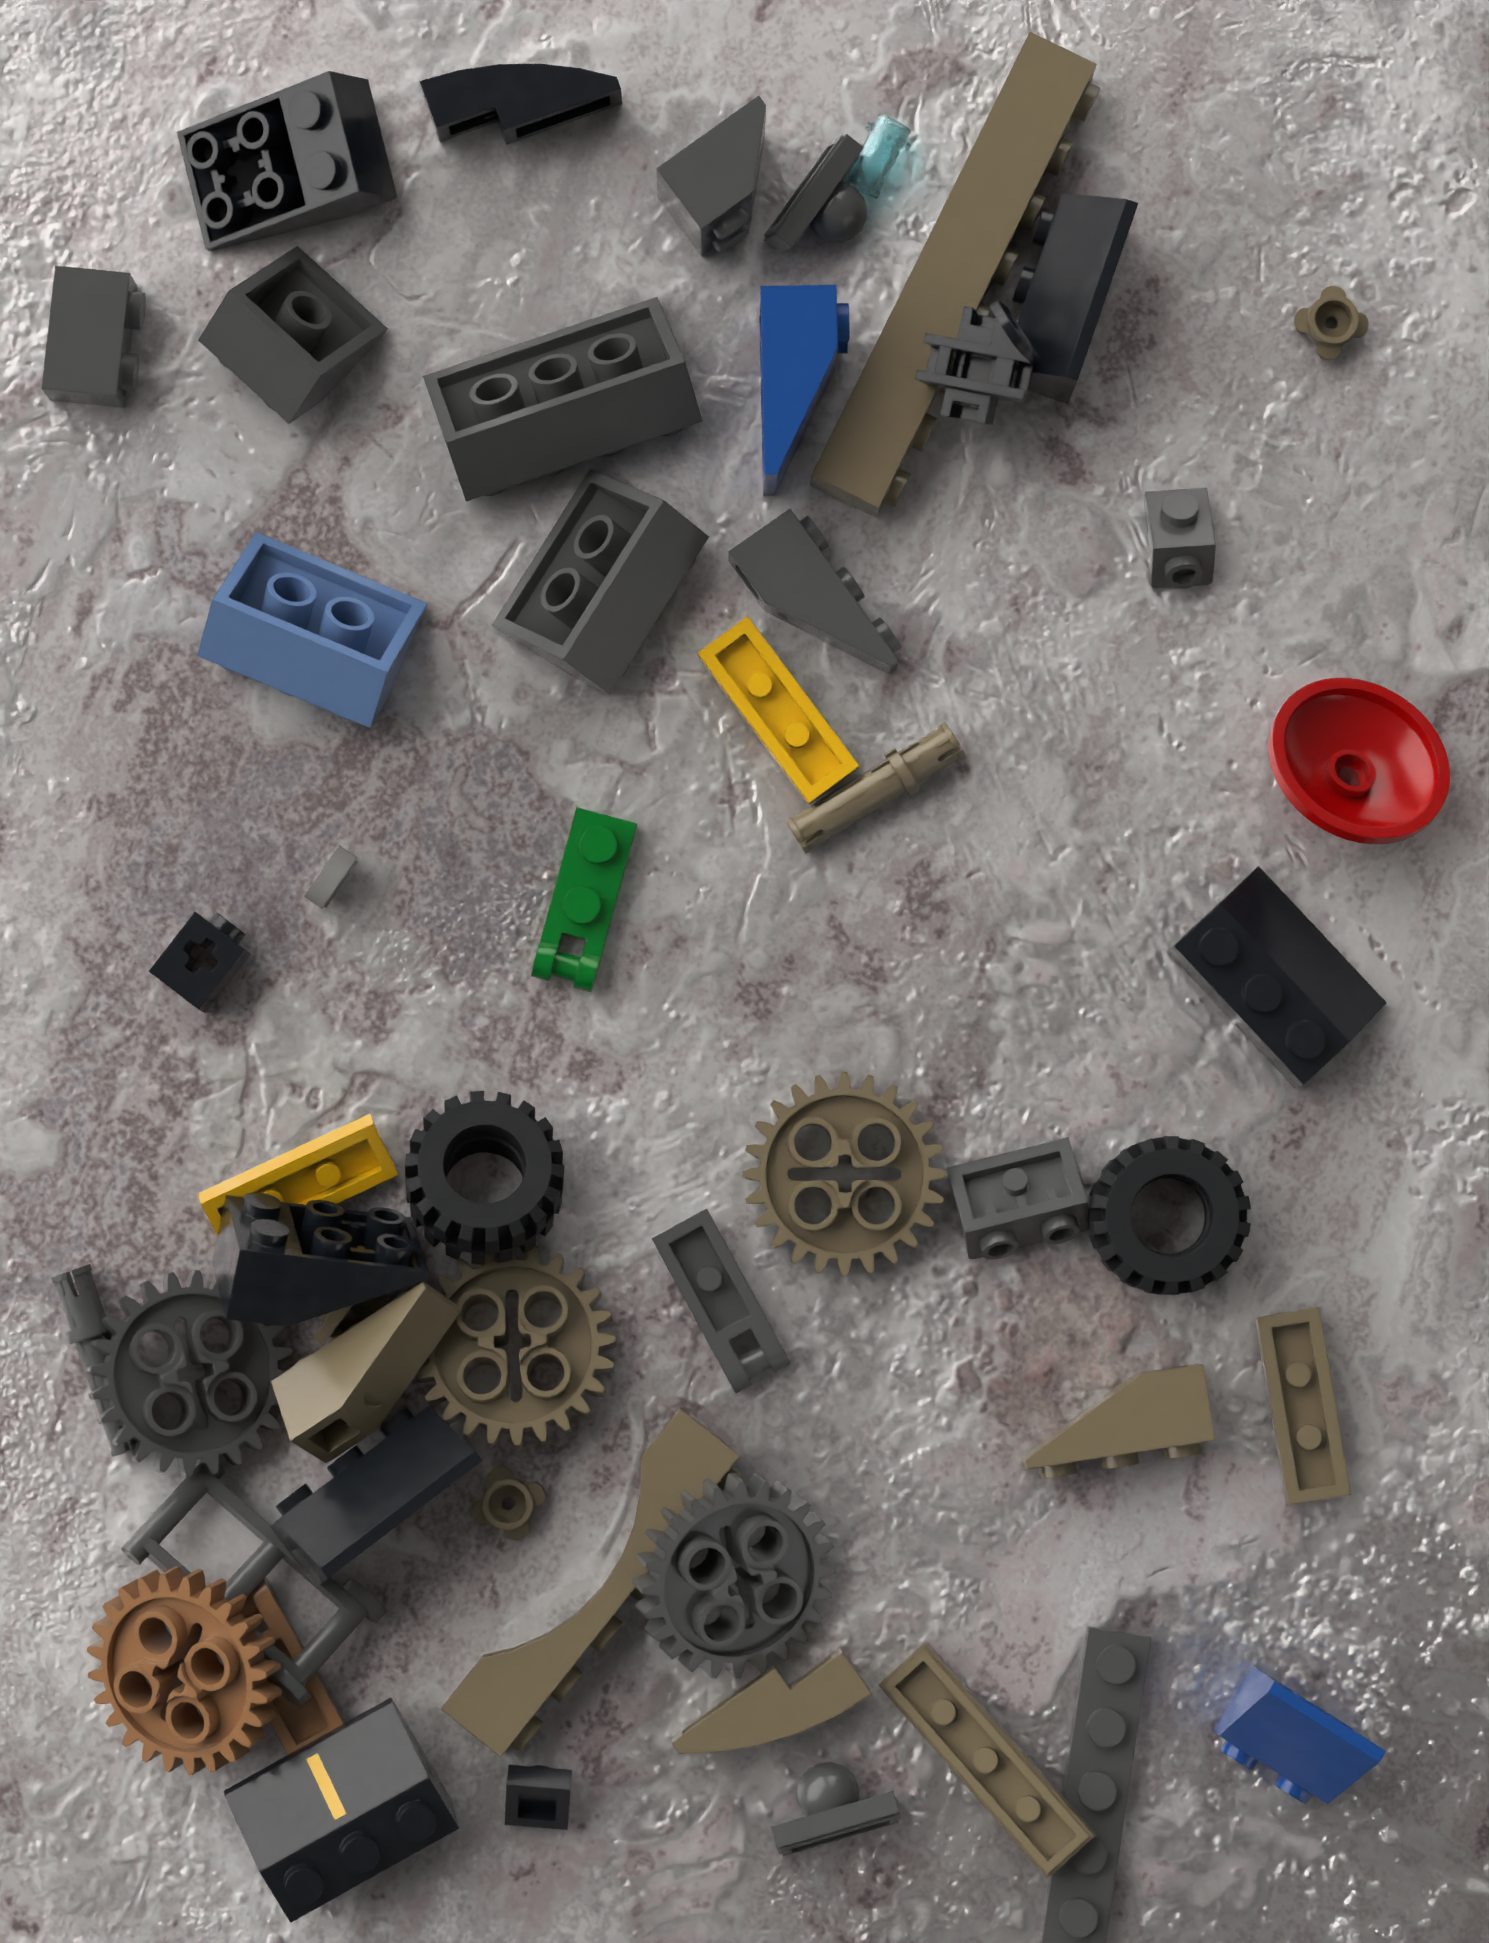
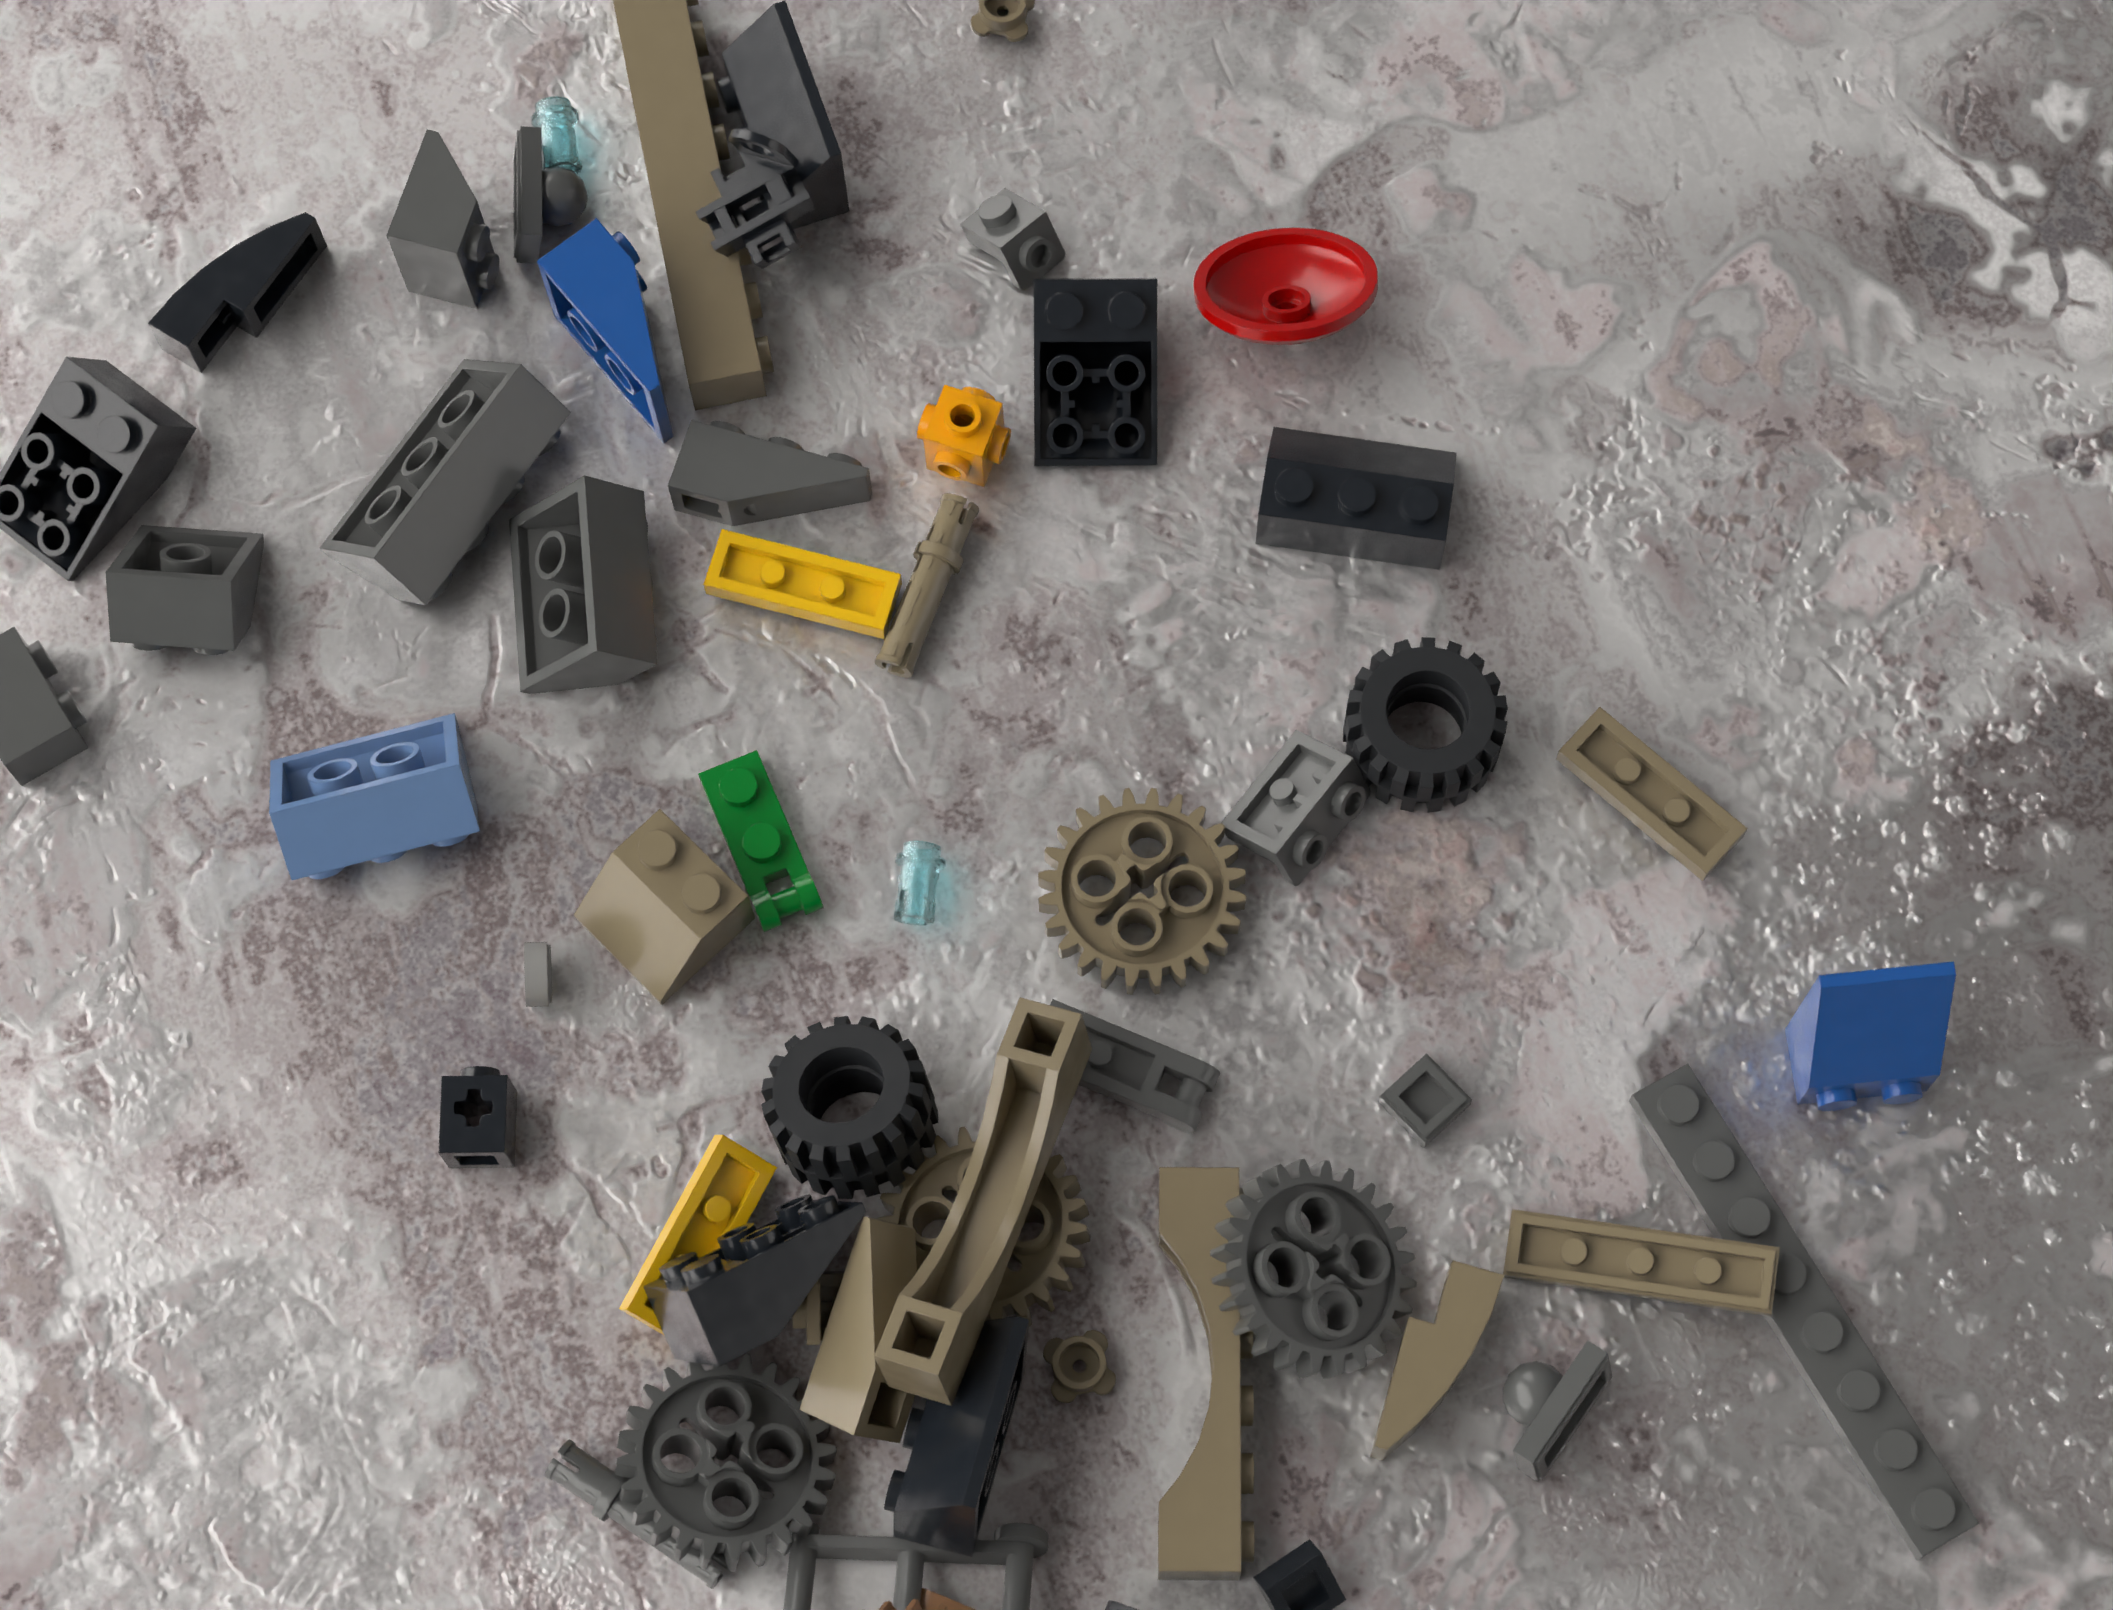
camera: 30 degrees left, 15 degrees down
(466, 898) = (663, 907): none -> dark tan slope
(592, 1302) = (953, 1290): none -> dark tan arch
(678, 1030) = (918, 882): none -> clear light blue pin
(930, 1505) = (1425, 1100): none -> dark grey tile
(994, 708) = (964, 434): none -> light orange brick
(1141, 1414) = (1537, 888): dark tan slope -> none
(1153, 707) = (1095, 371): none -> black slope

